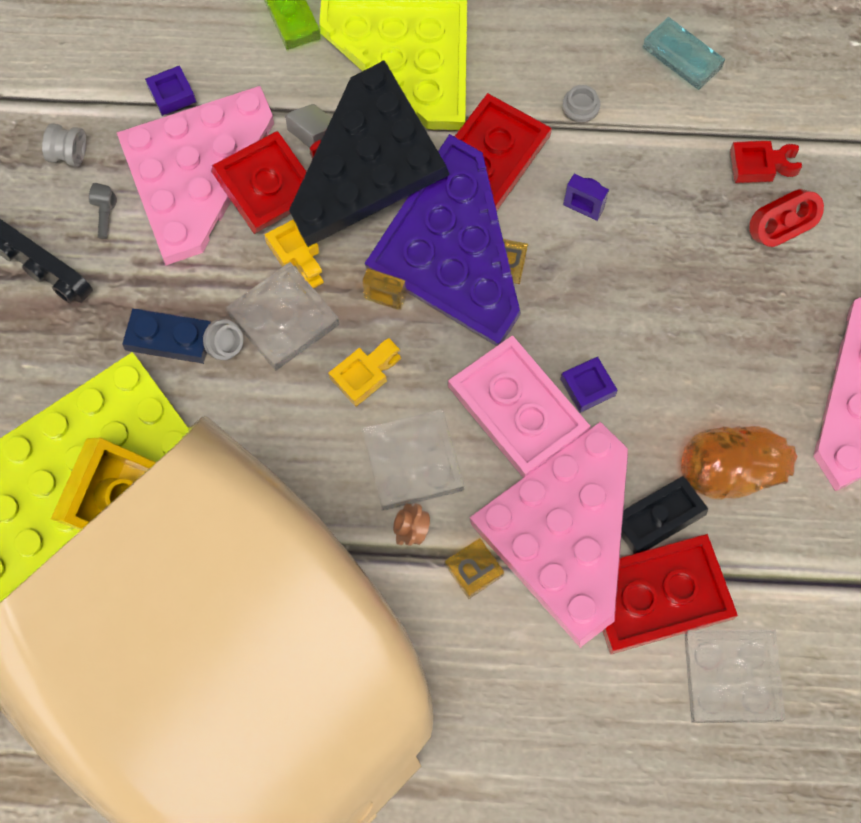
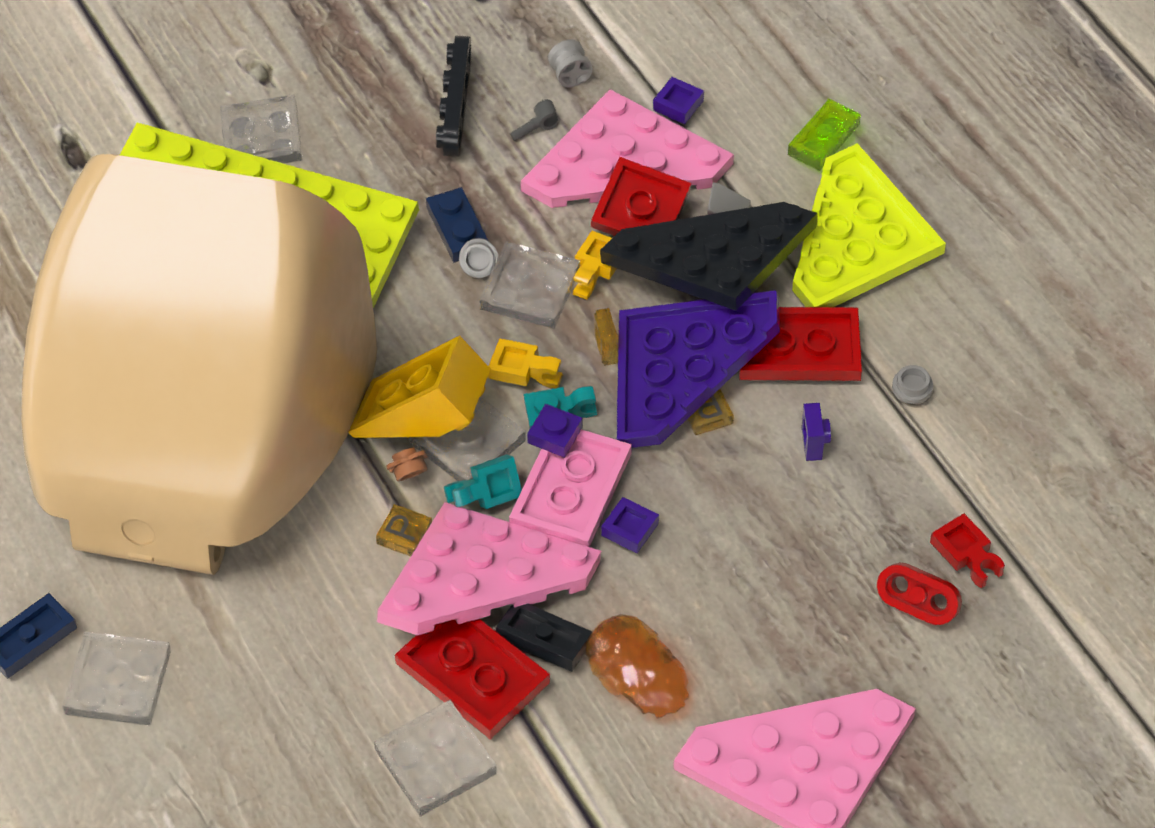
camera: 60 degrees right, 15 degrees down
(360, 469) = (424, 394): none -> yellow slope
(426, 375) = (579, 402): none -> teal plate
(464, 385) = (554, 430): none -> dark purple plate
(481, 468) = (491, 485): none -> teal plate
(683, 53) = (1034, 433): clear light blue plate -> none

